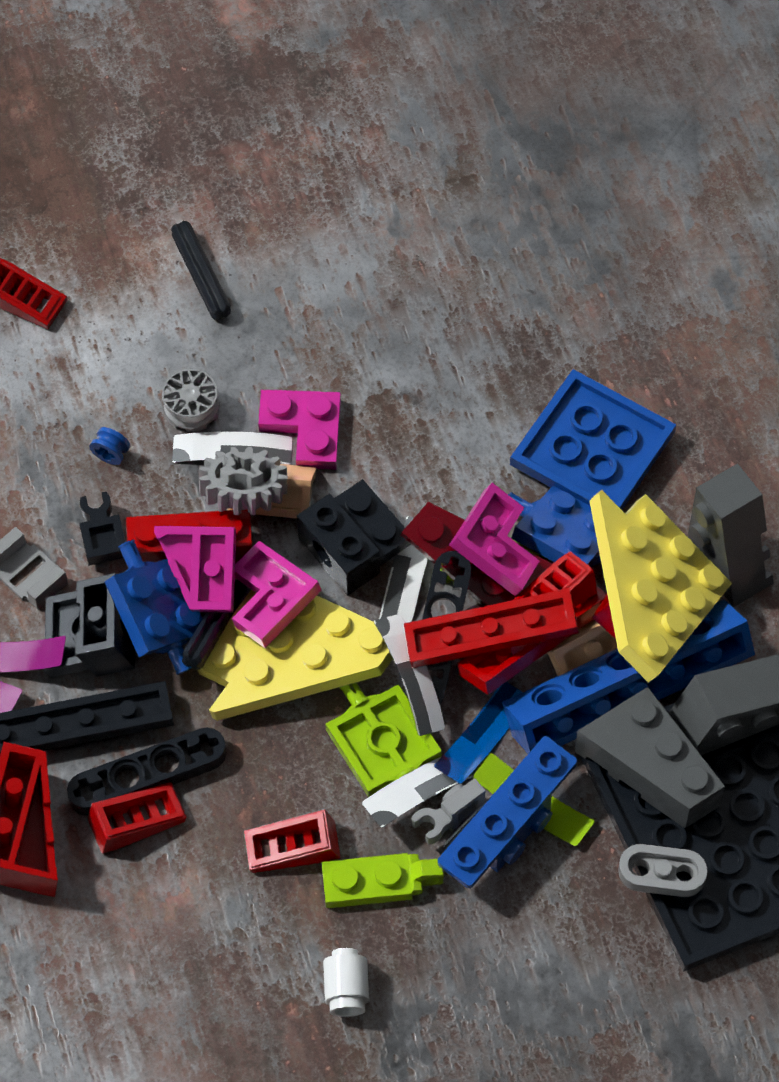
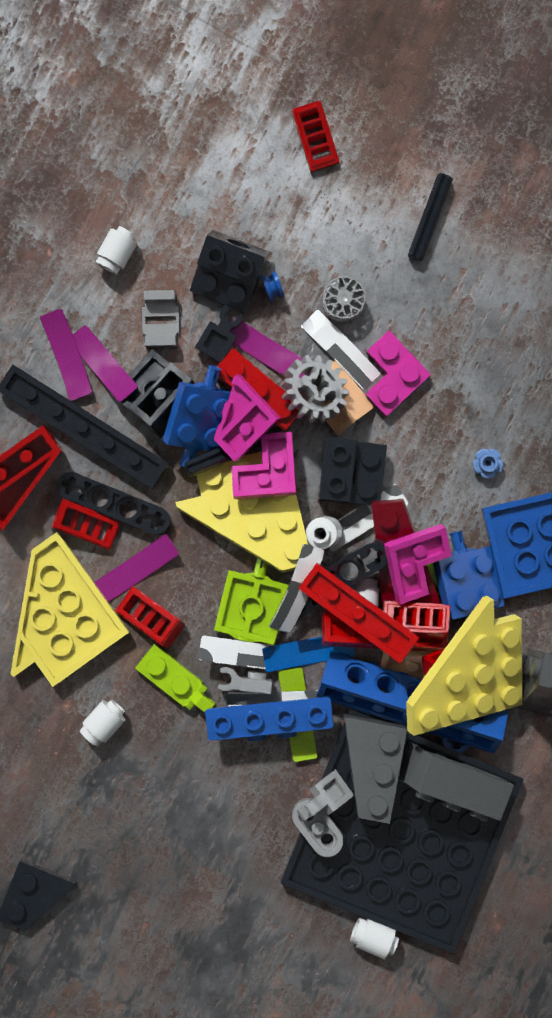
camera: 40 degrees right, 25 degrees up
(47, 448) = (228, 270): none -> black brick
(180, 501) = (264, 348): none -> magenta sticker
(200, 919) = (62, 614): none -> light yellow wing
(231, 812) = (137, 567): none -> magenta sticker
(379, 591) = (332, 528): none -> white brick
(474, 430) = (487, 471): none -> medium blue plate
(639, 827) = (328, 794): none -> light grey plate

